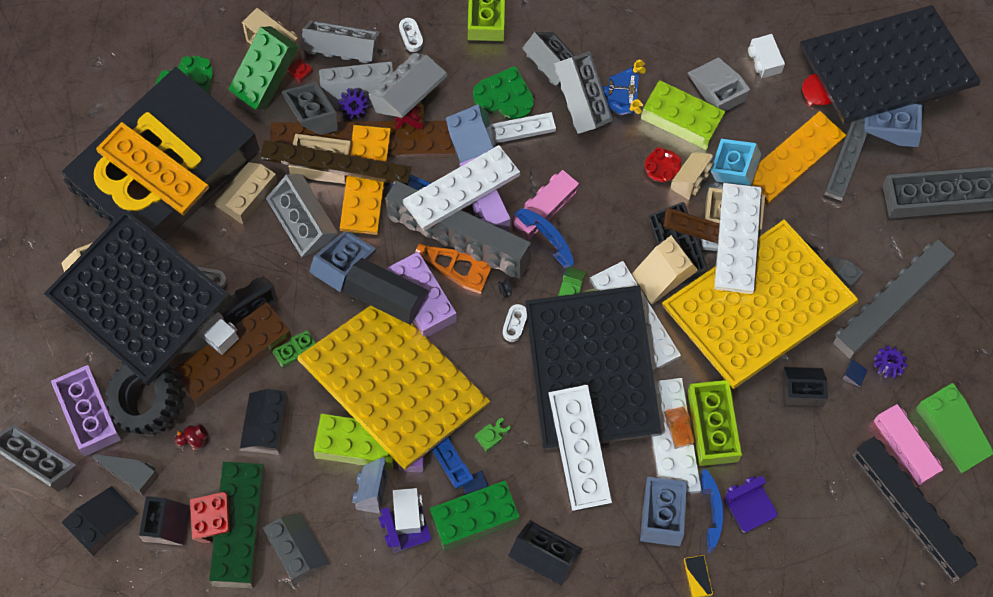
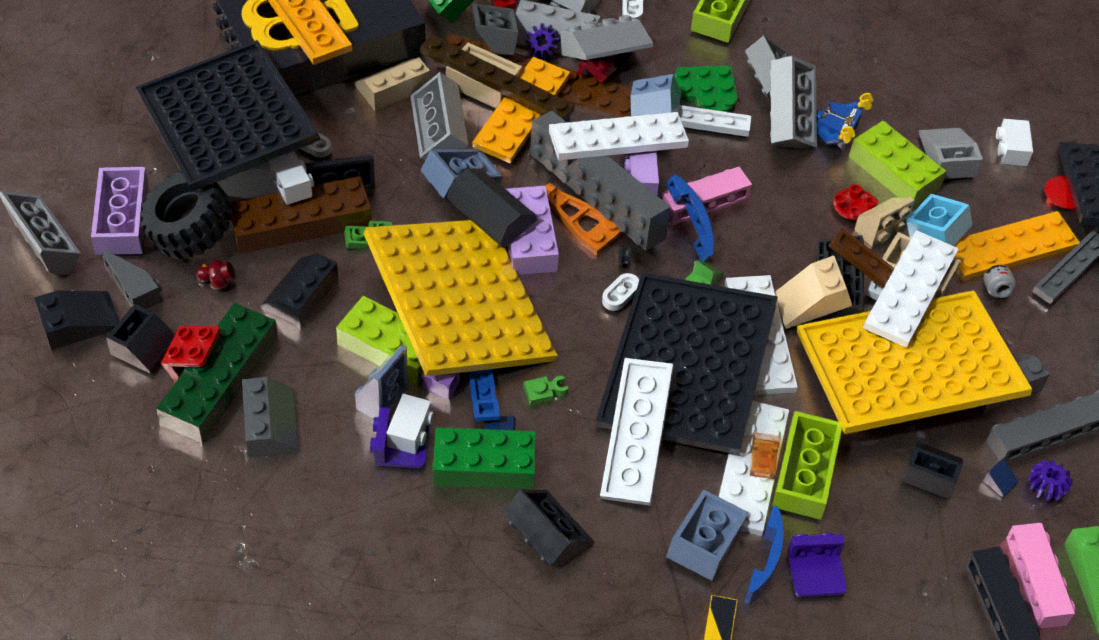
camera: 20 degrees right, 15 degrees down
(798, 197) = (999, 281): none -> light grey head

